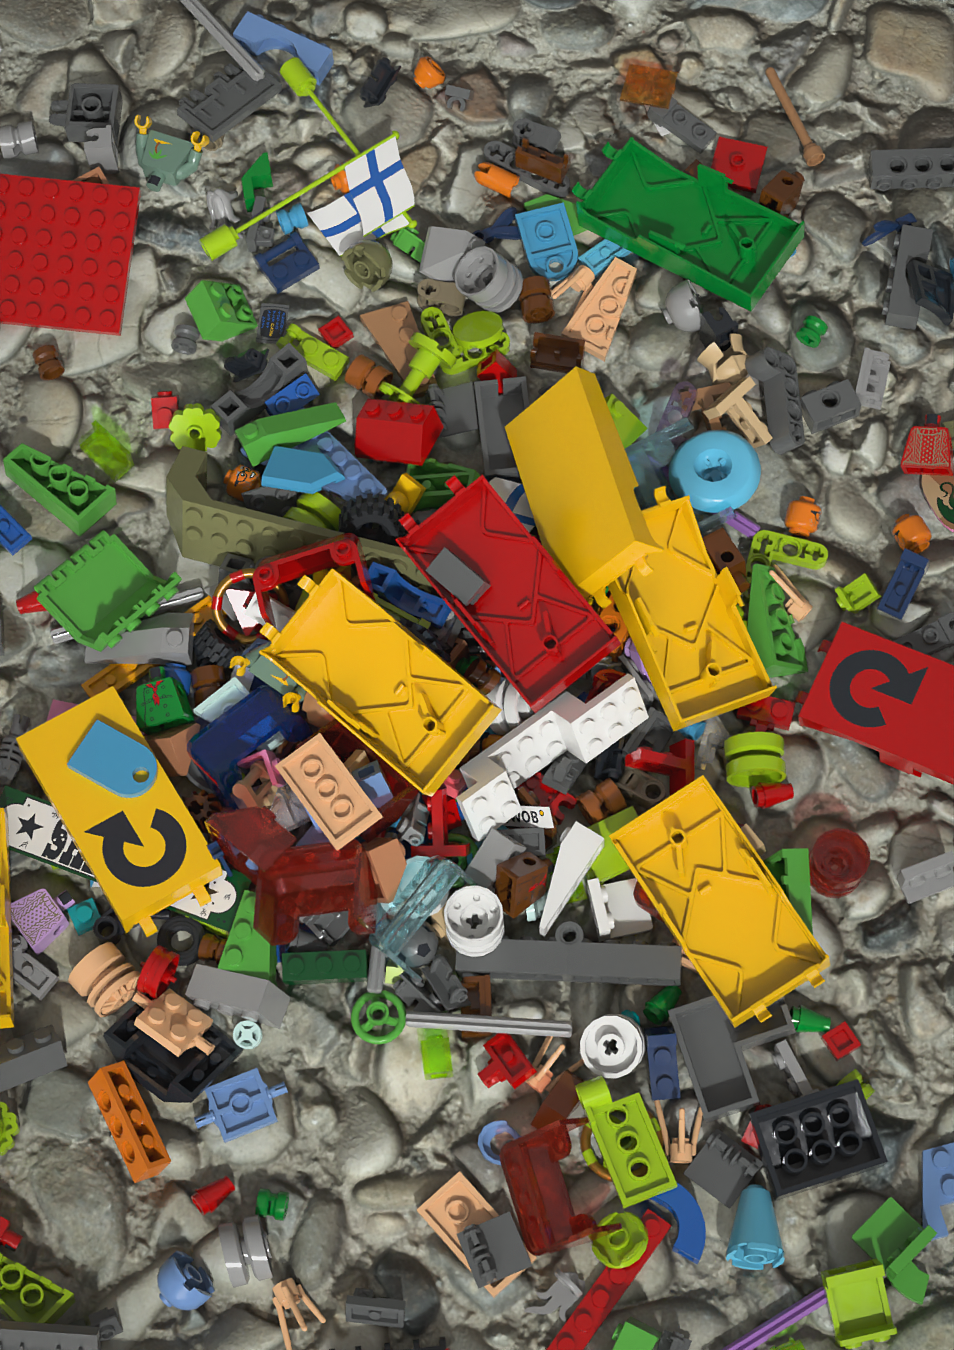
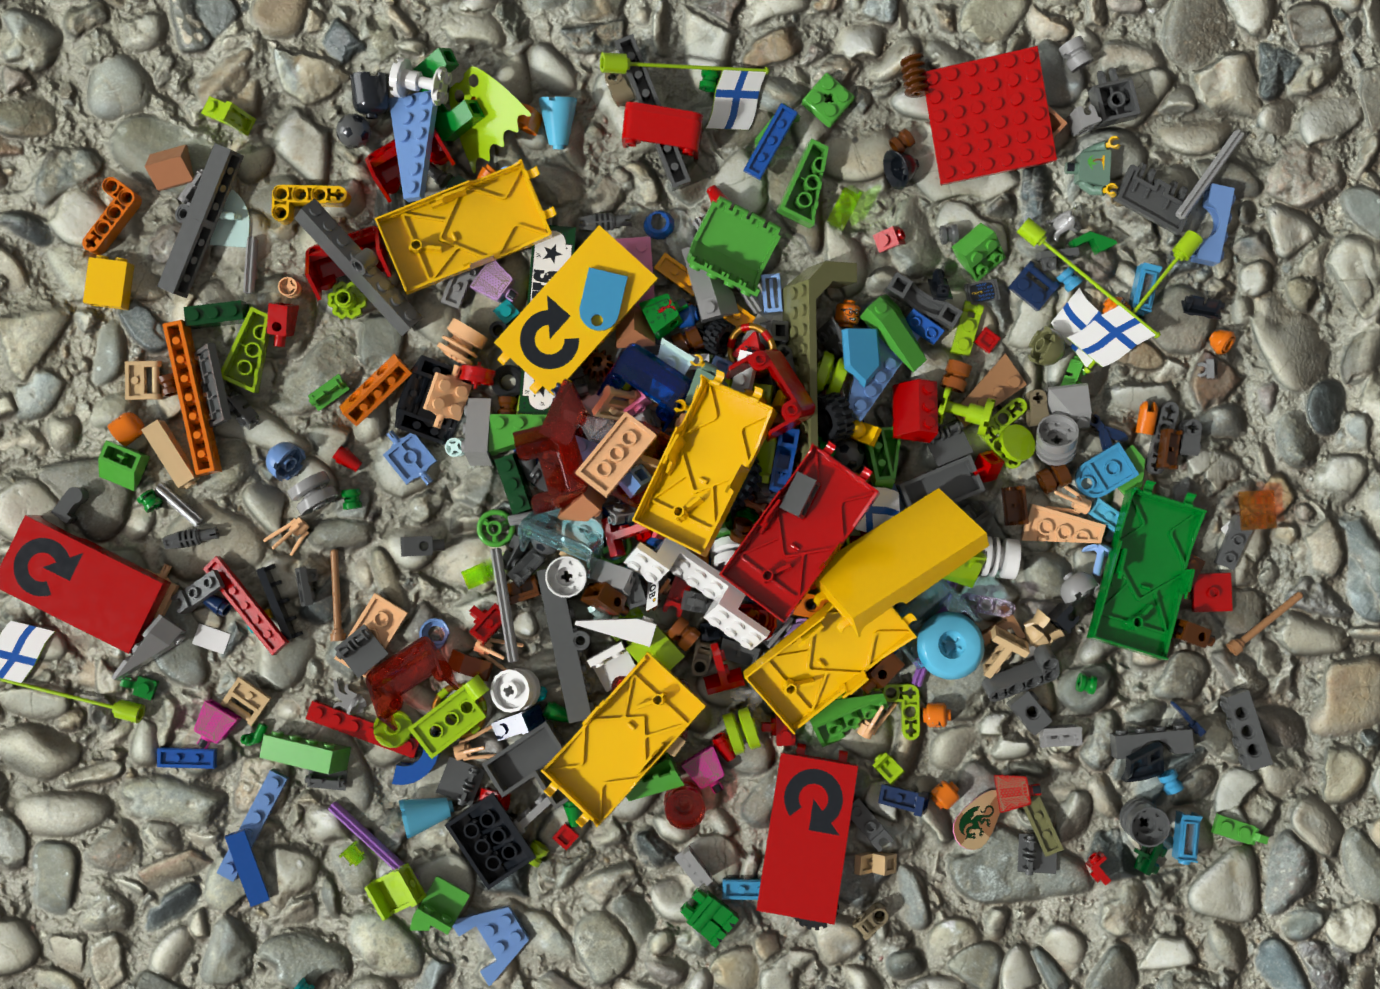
camera: 65 degrees right, 20 degrees up
(45, 697) = (661, 233): none -> blue piece
(80, 374) = (899, 168): none -> black hat
(109, 1194) = (328, 392): none -> bright green hinge
(195, 427) = (878, 265): lime plant -> none
(205, 576) = (779, 293): none -> light blue tile
(323, 137) = (1144, 279): none -> dark azure window
(369, 1124) = (411, 546): none -> dark grey torso
(458, 1282) = (338, 633): none -> medium nougat piece
(623, 377) = (1002, 557): none -> white wheel
(649, 269) = (1101, 550): none -> light blue plant
(795, 823) = (705, 769): none -> dark pink torso

